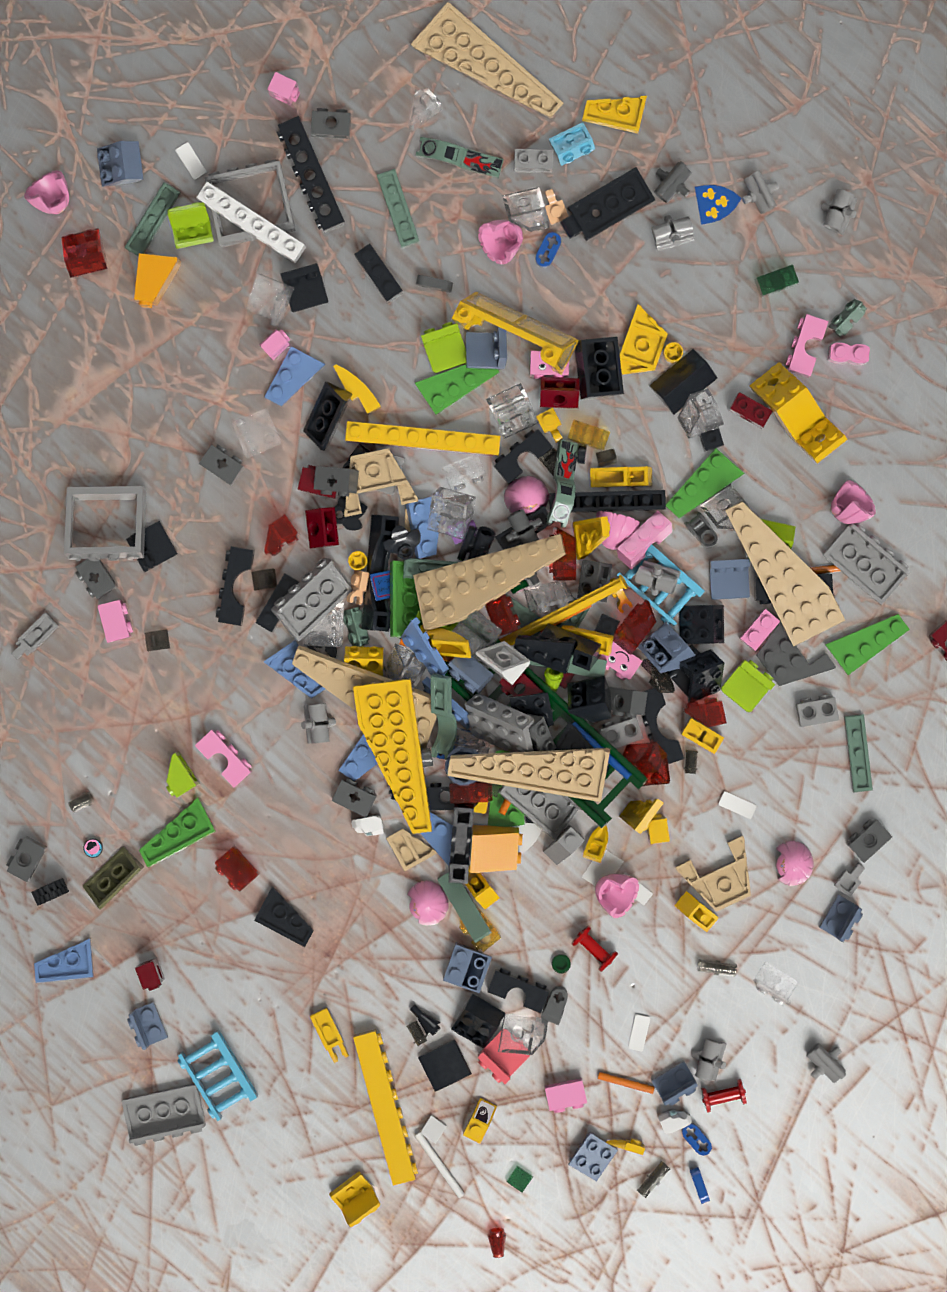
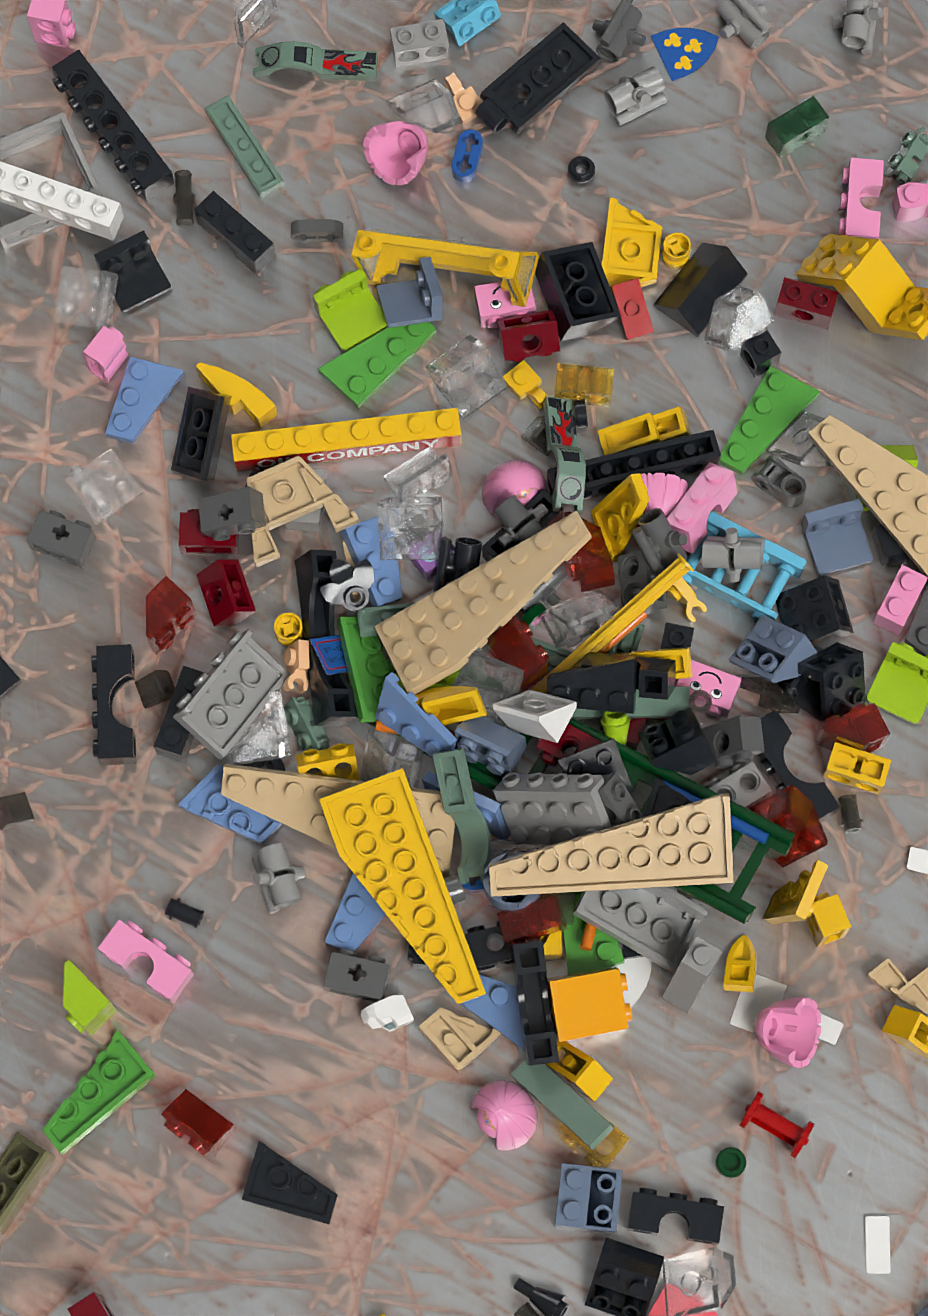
camera: 10 degrees left, 15 degrees down
(253, 732) = (184, 913): none -> black pin
(340, 130) = (139, 63): dark grey brick -> none
(349, 239) = (184, 198): none -> clear smoke pin
(352, 522) = (265, 576): black plate -> none
(534, 443) = (508, 414): black arch -> none
(554, 1008) = (736, 1234): dark grey piece -> none
(606, 457) = (617, 410): clear smoke slope -> none
(609, 561) = (658, 540): none -> dark grey pin
(609, 677) = (700, 693): none -> clear smoke pin
(623, 271) = (581, 162): none -> black plate
(633, 388) = (633, 309): none -> plate
(635, 627) = (719, 630): clear red slope -> none

